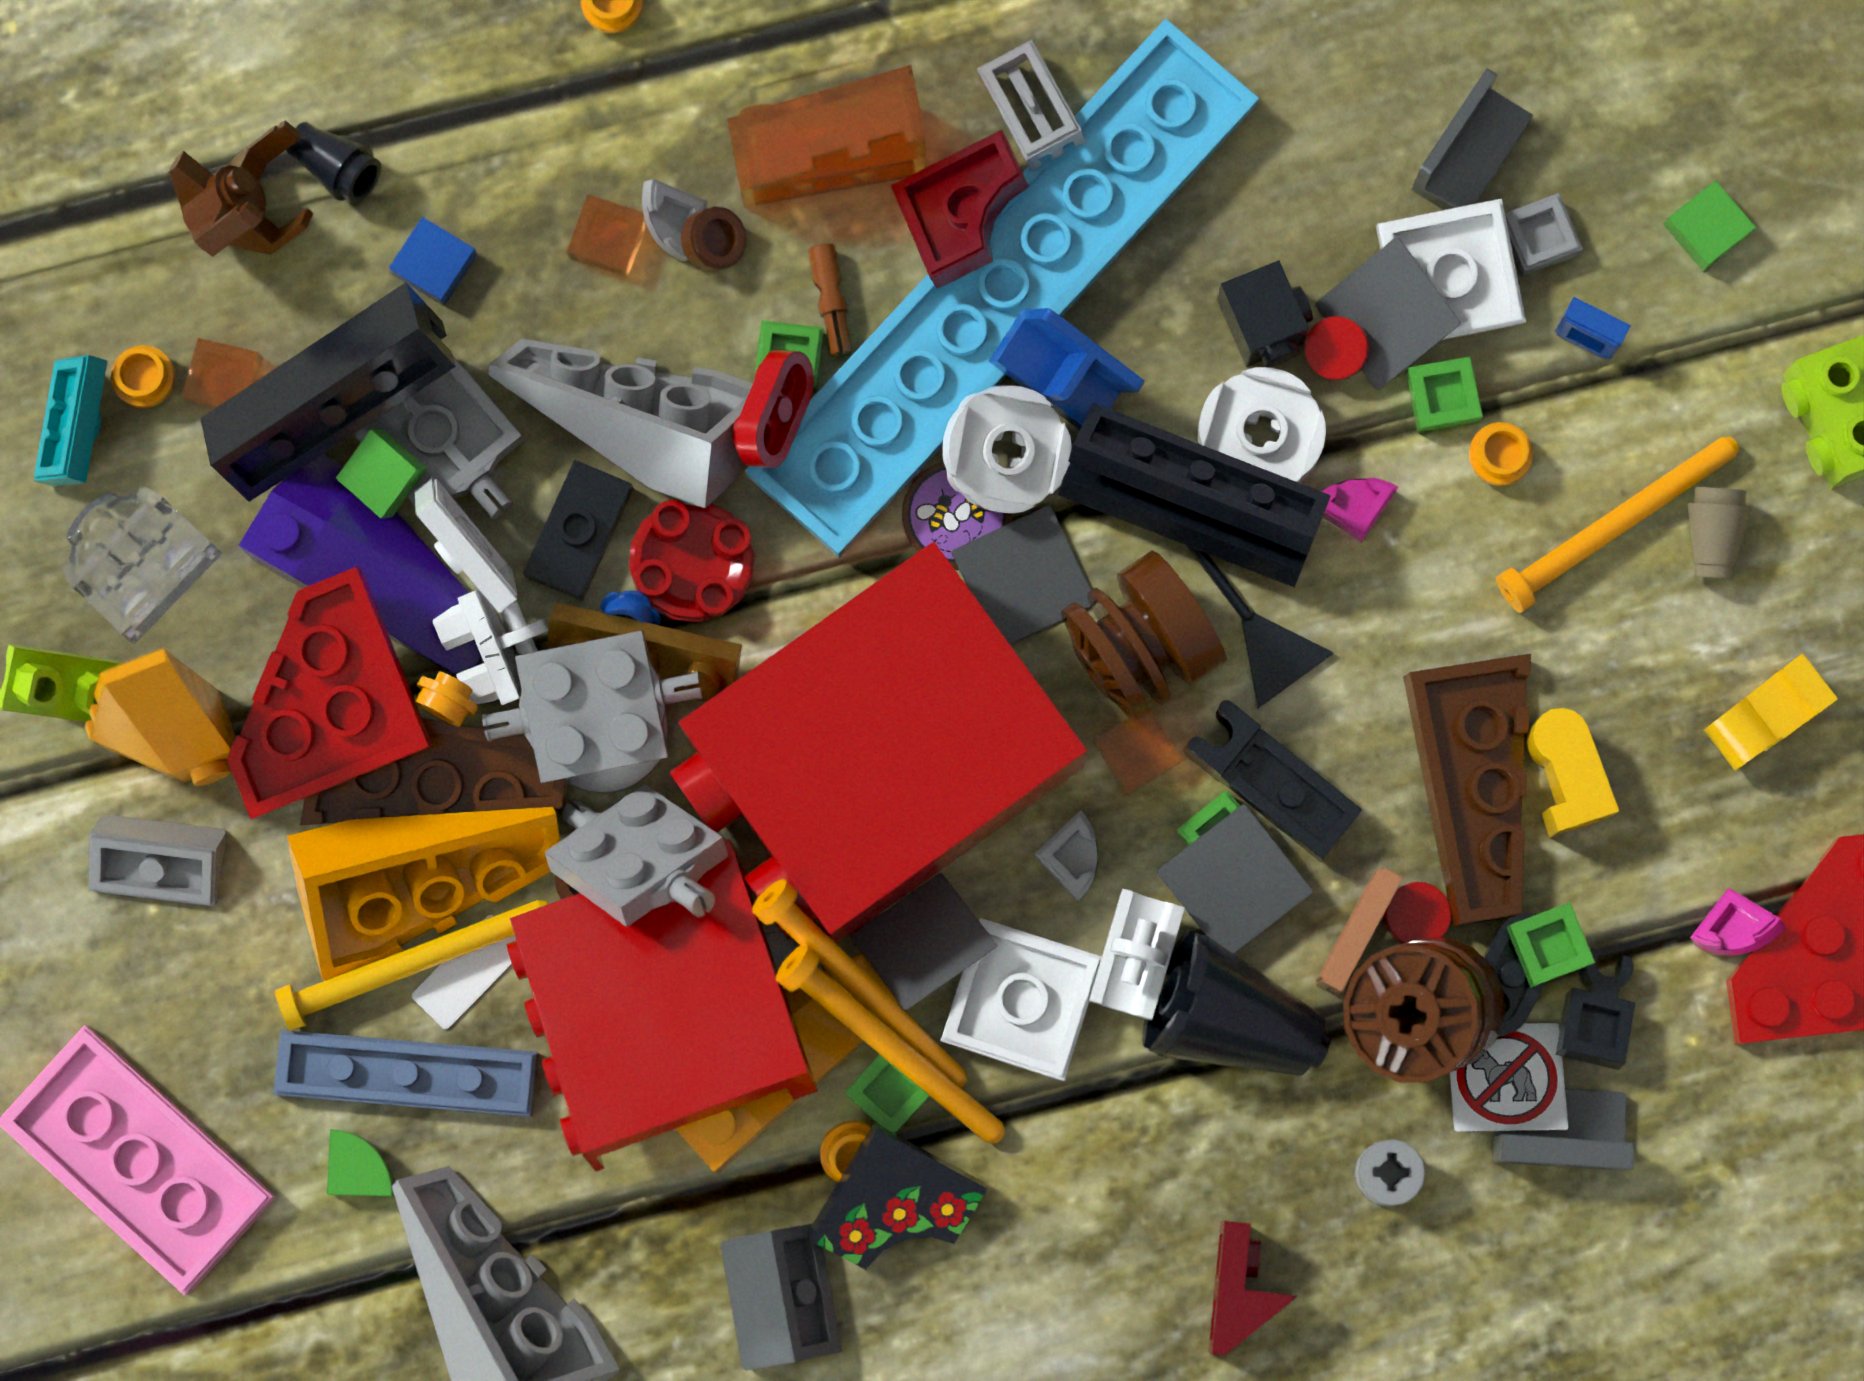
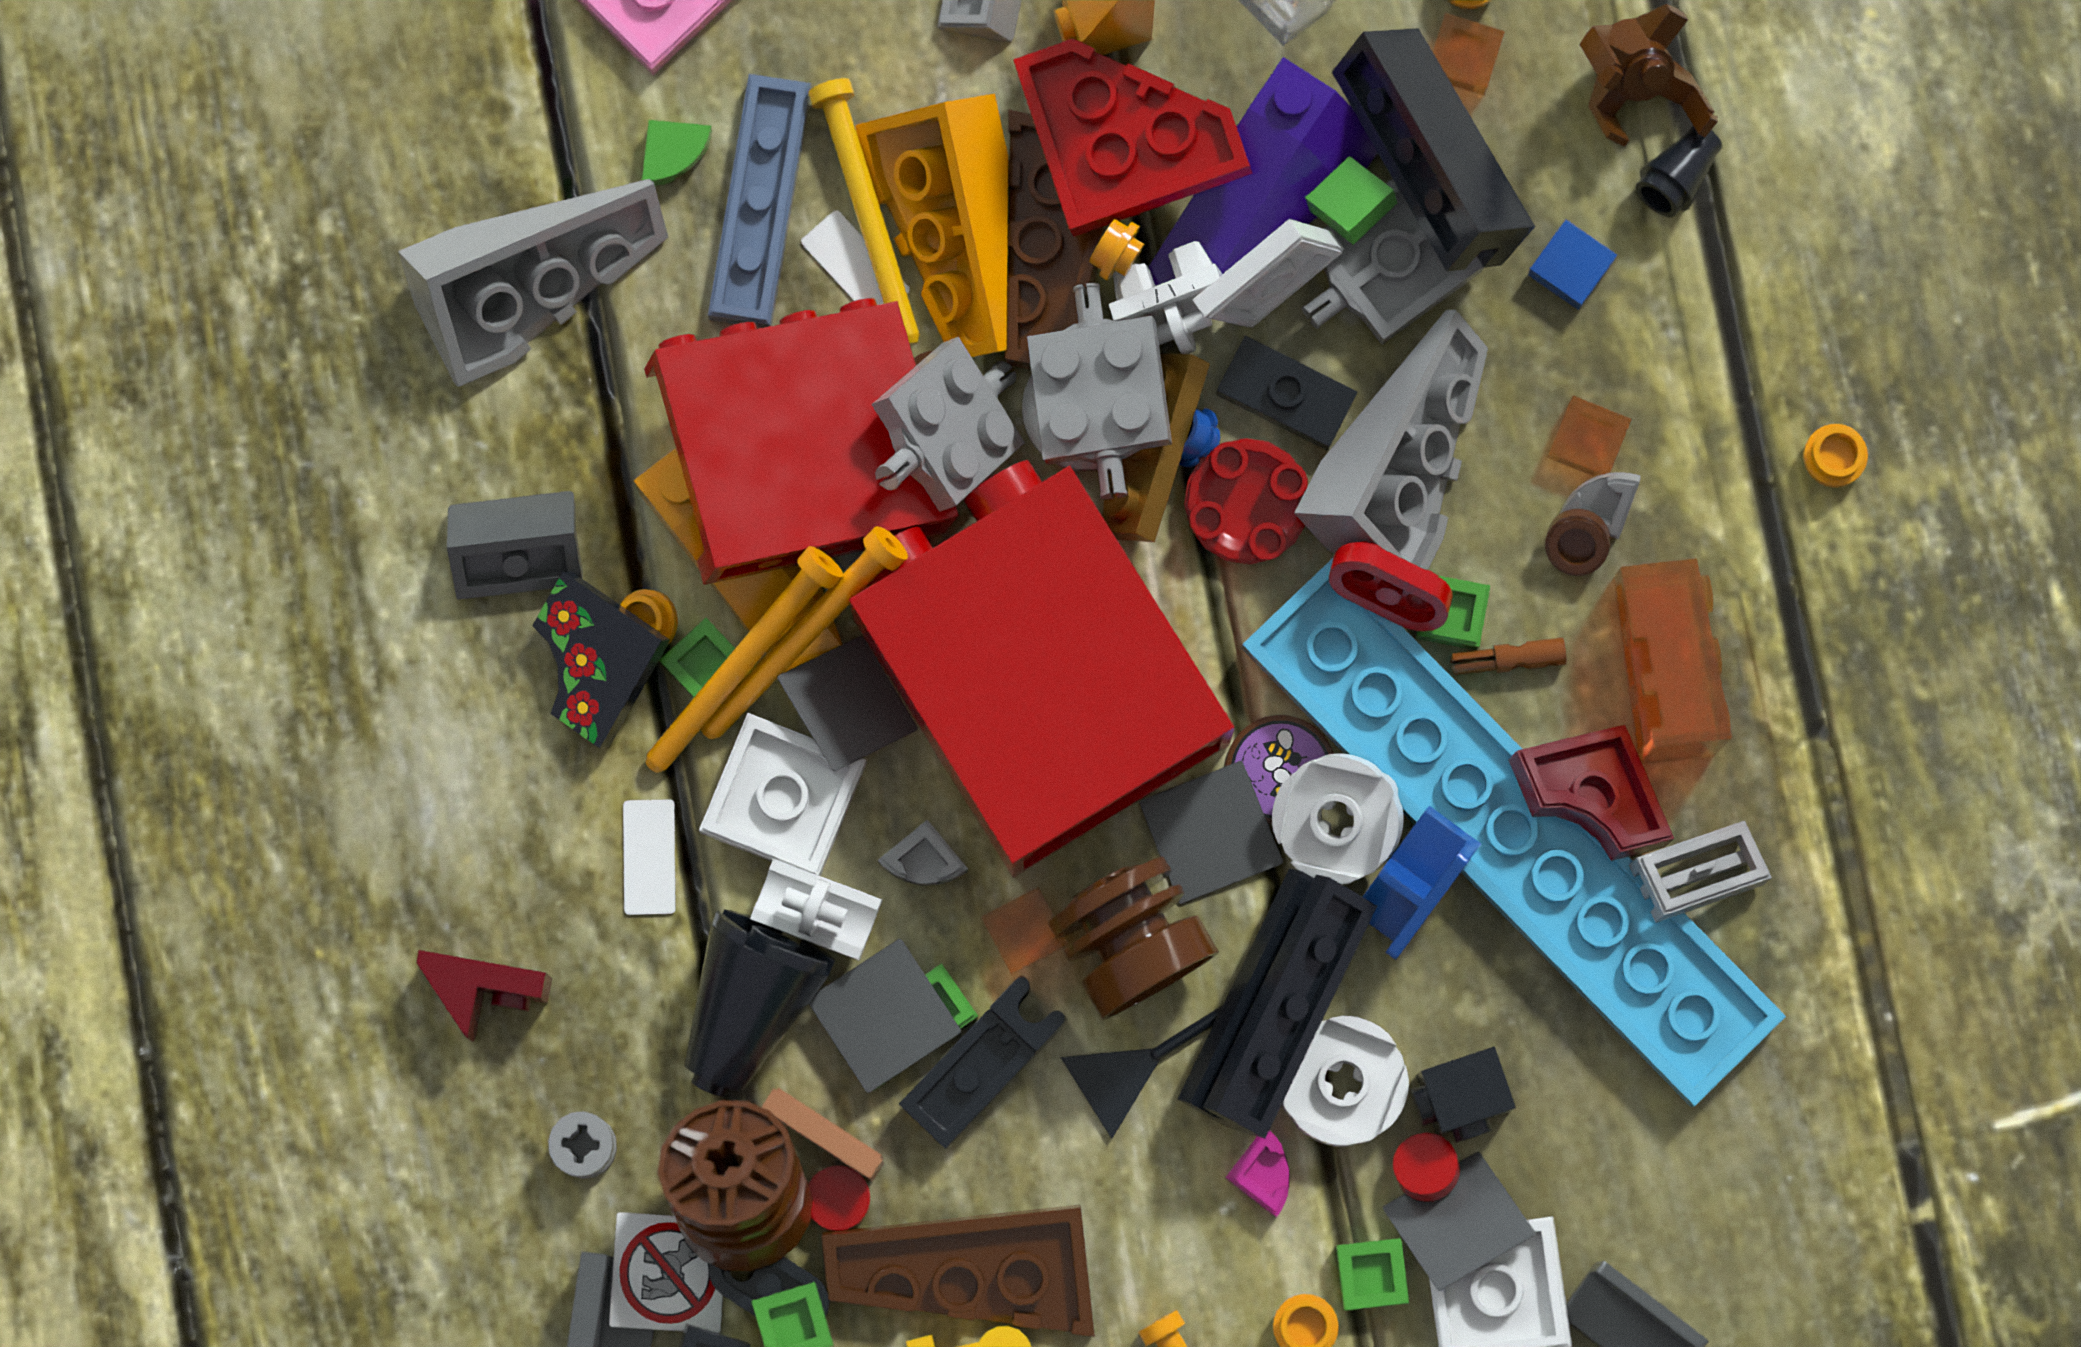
camera: 90 degrees right, 0 degrees up
(1090, 1133) = (649, 857): none -> white sticker

